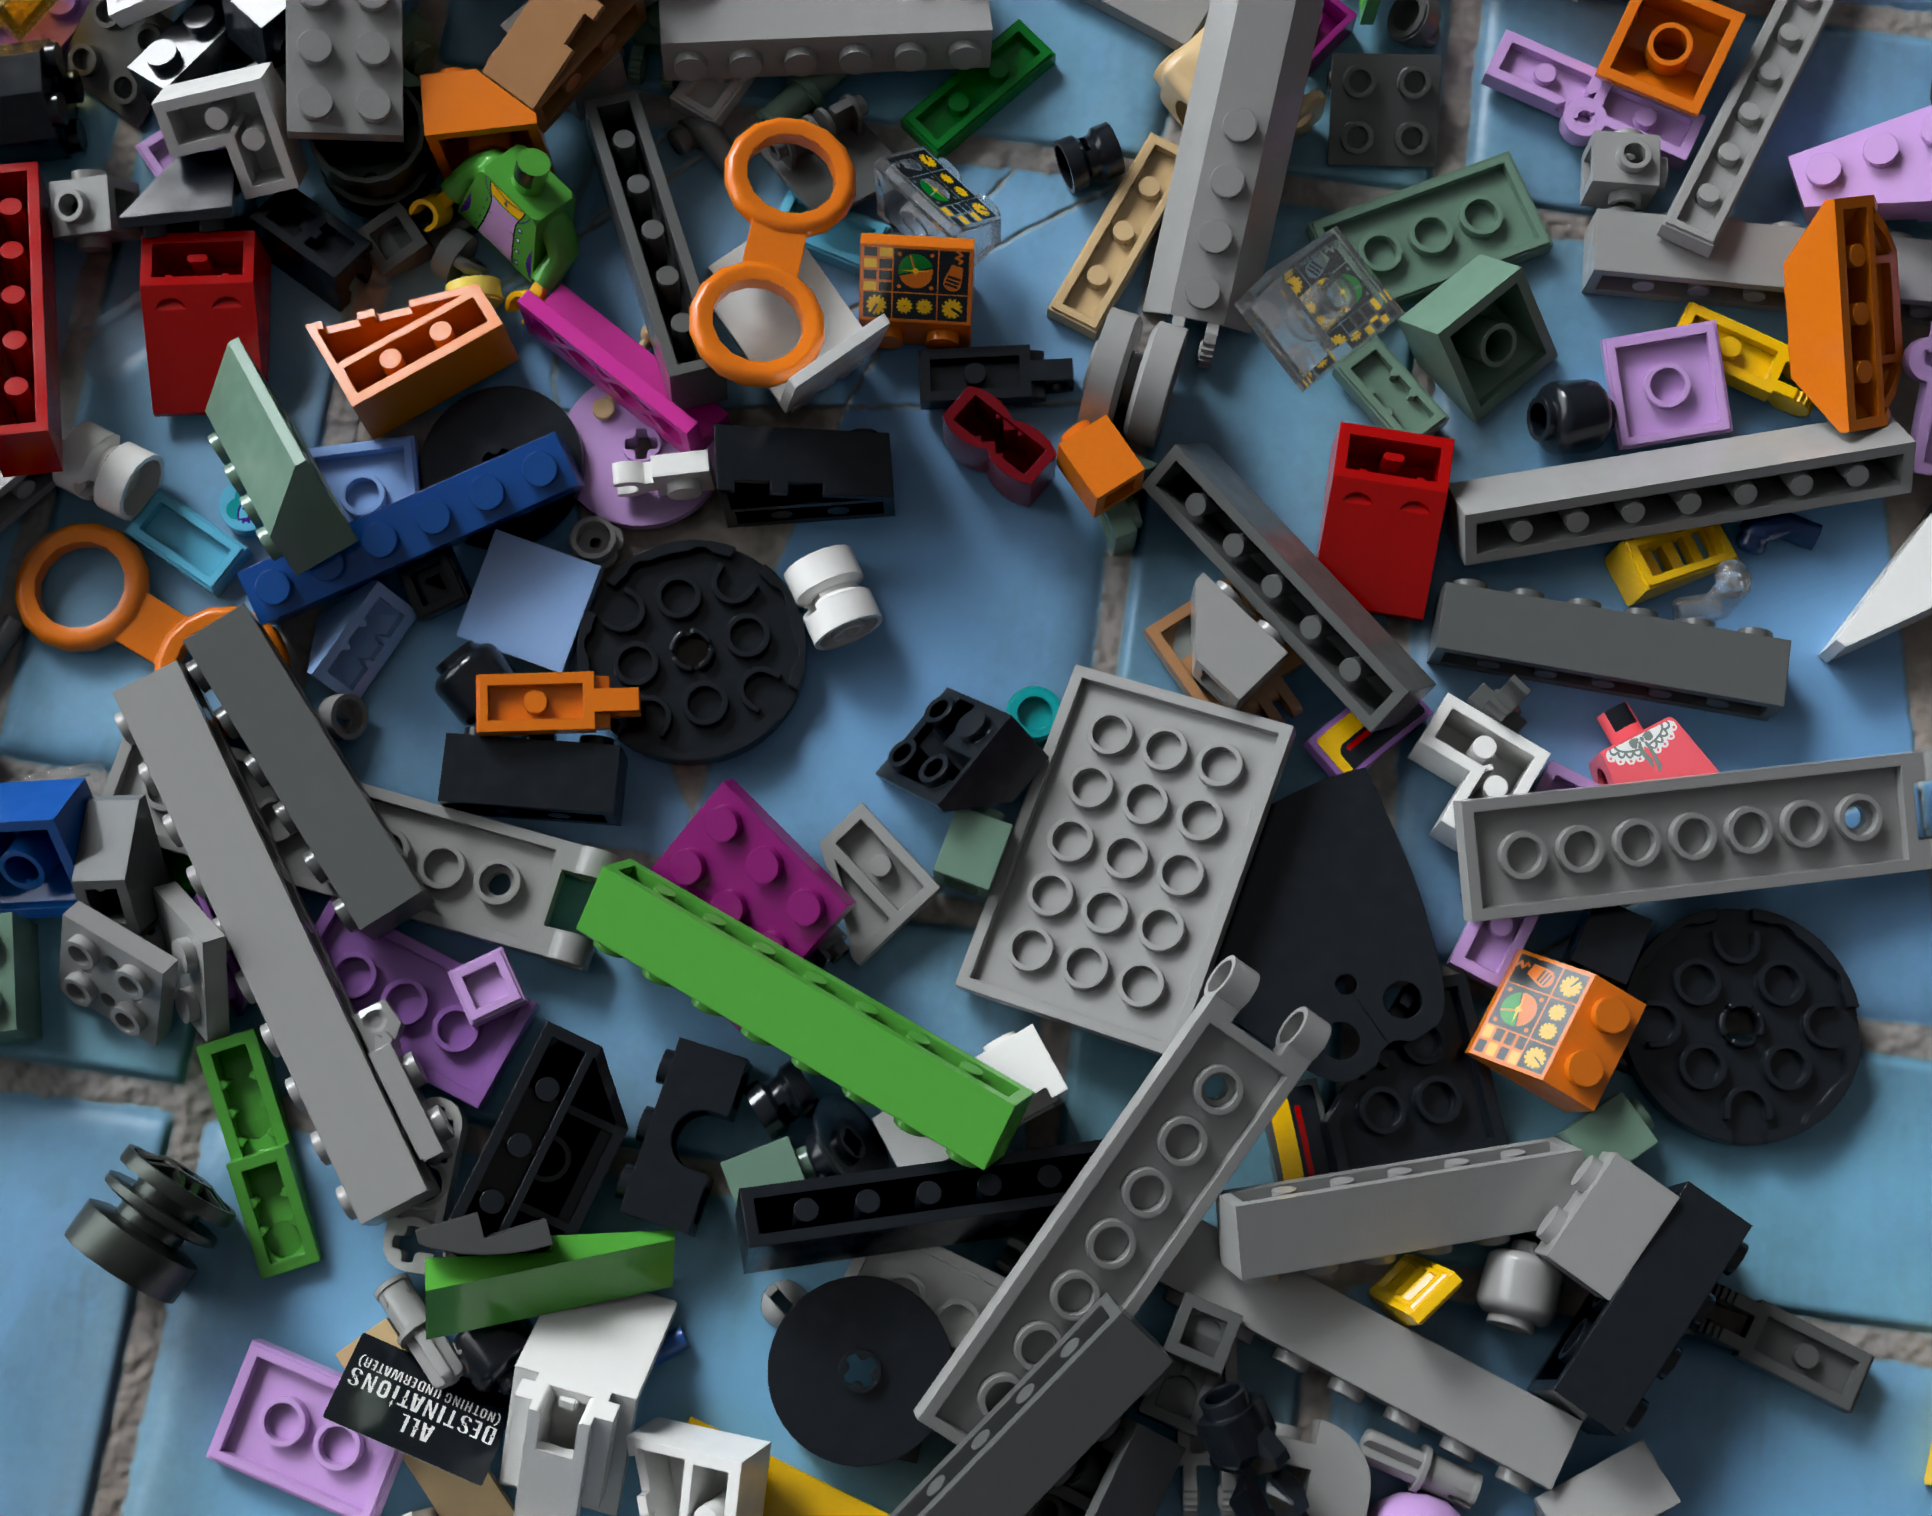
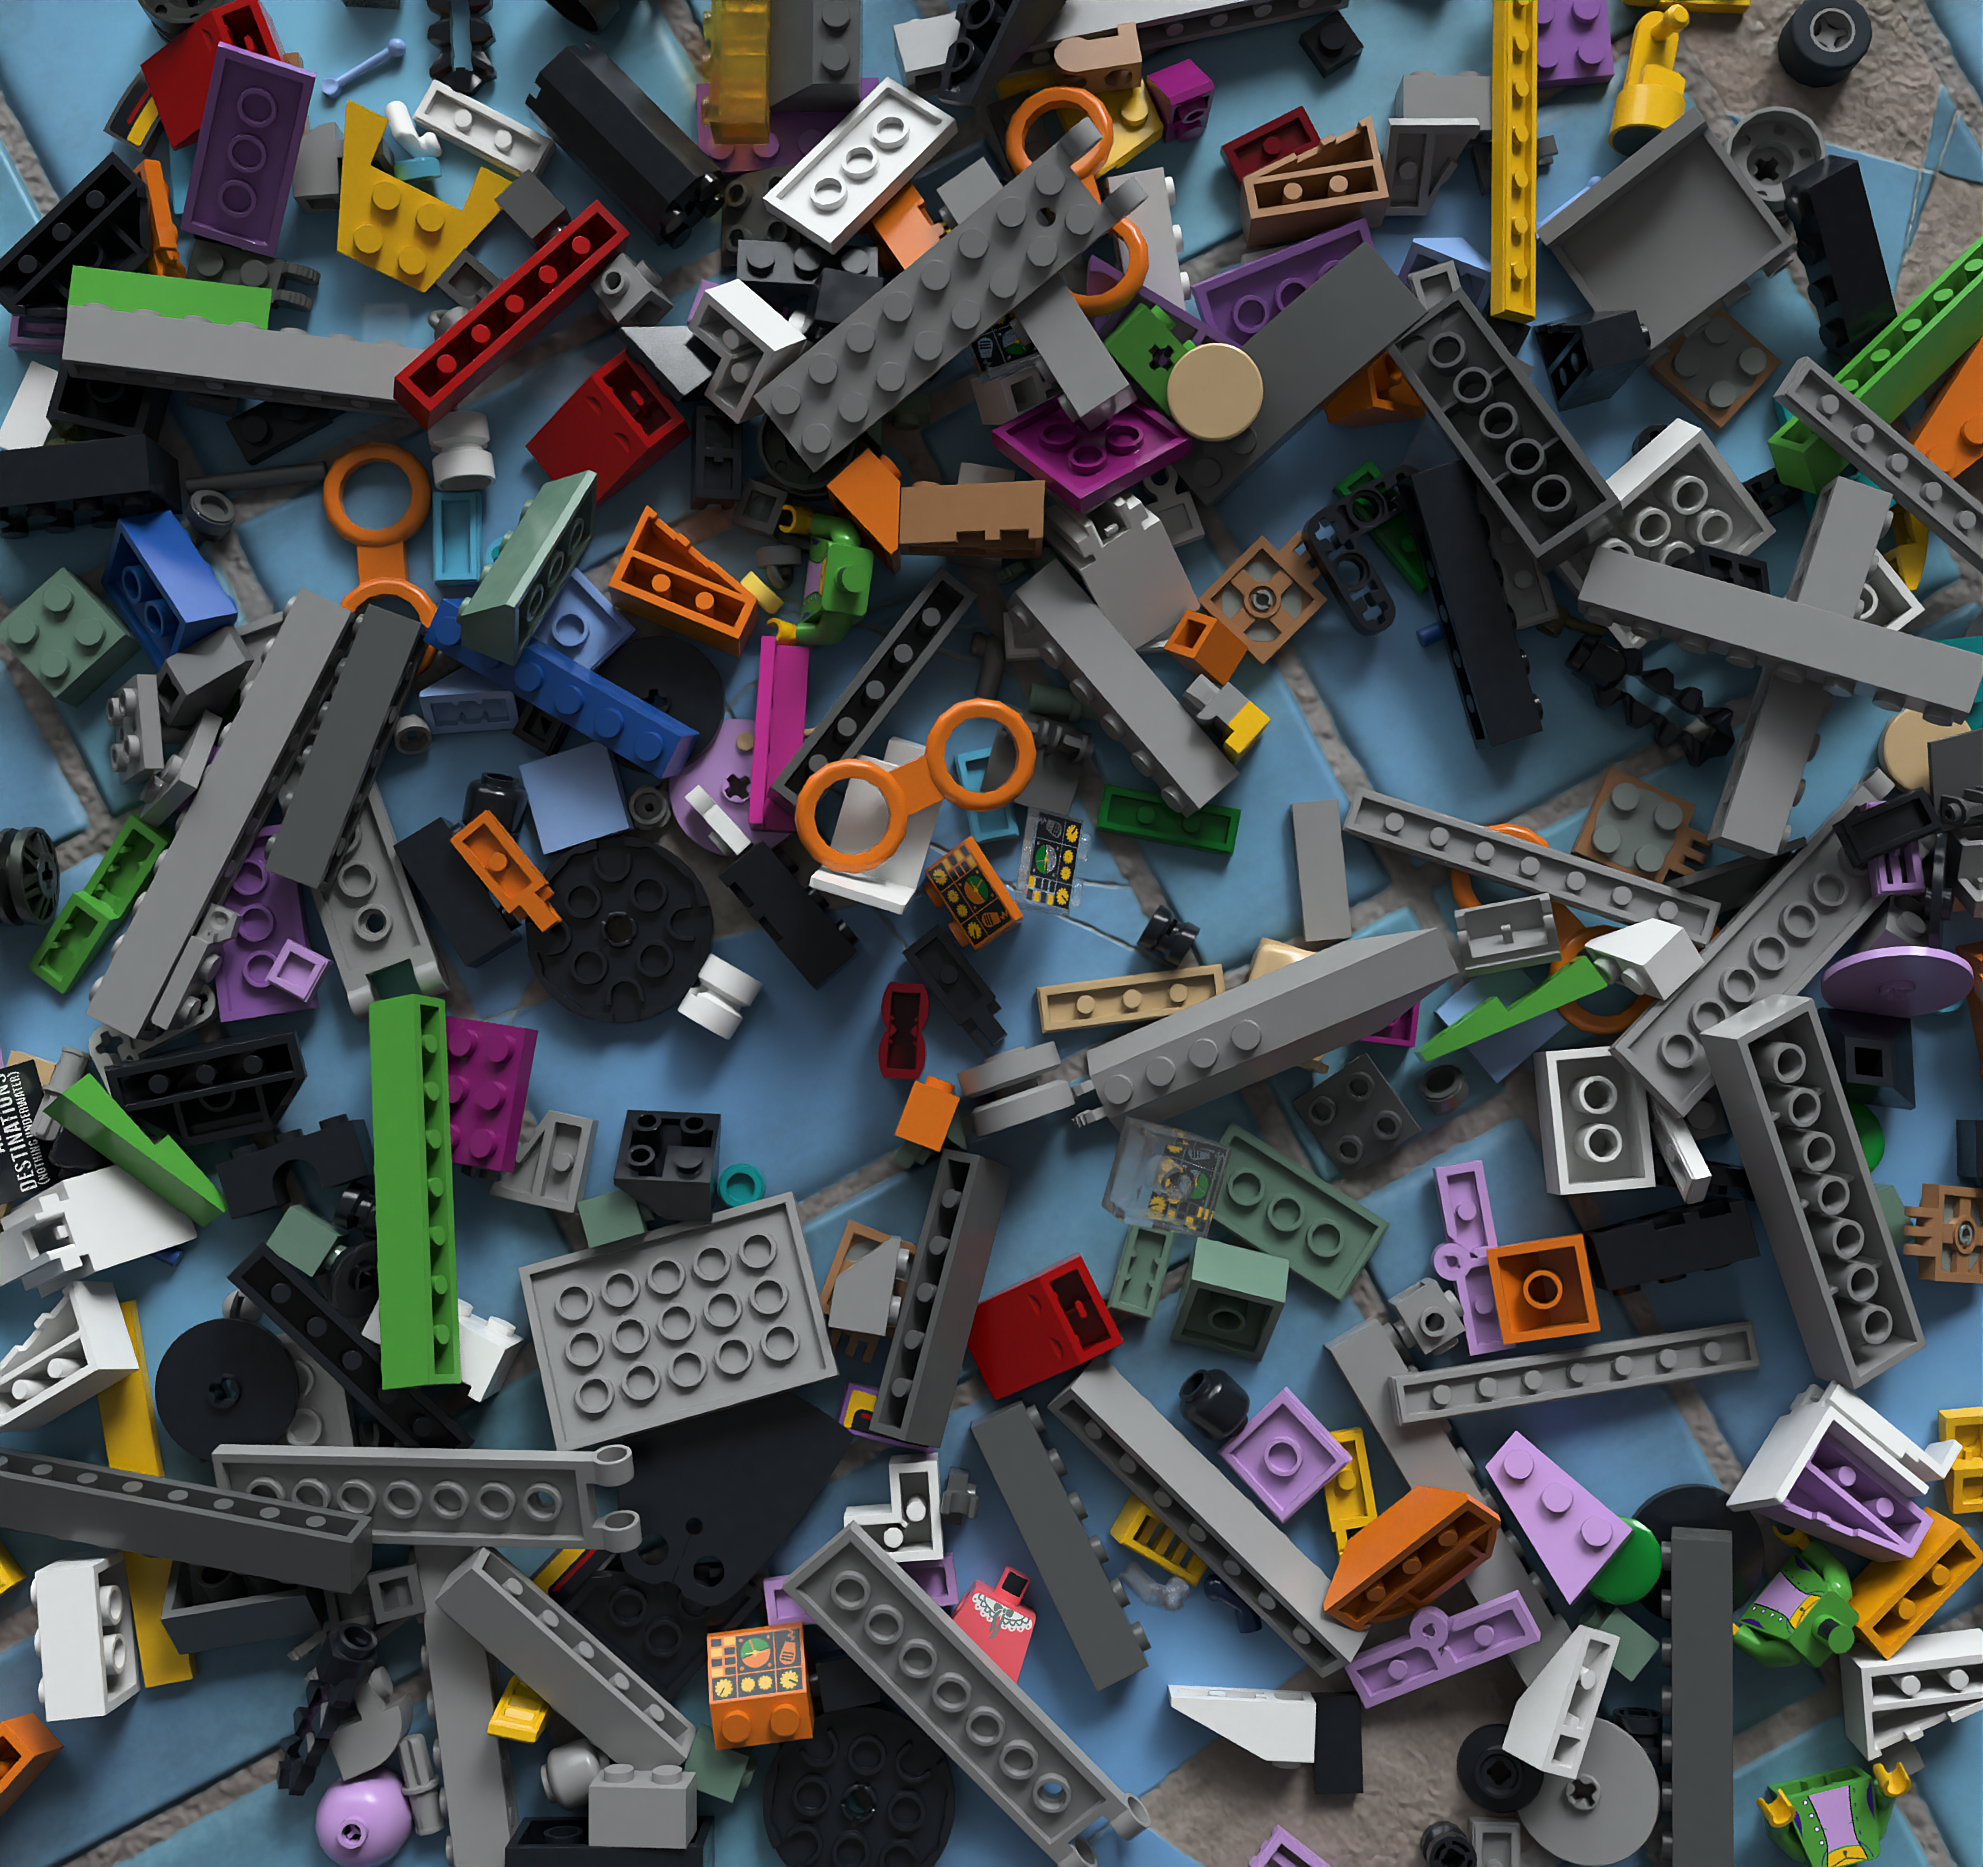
camera: 50 degrees right, 10 degrees up
(466, 1236) = (116, 1089): dark grey slope -> none

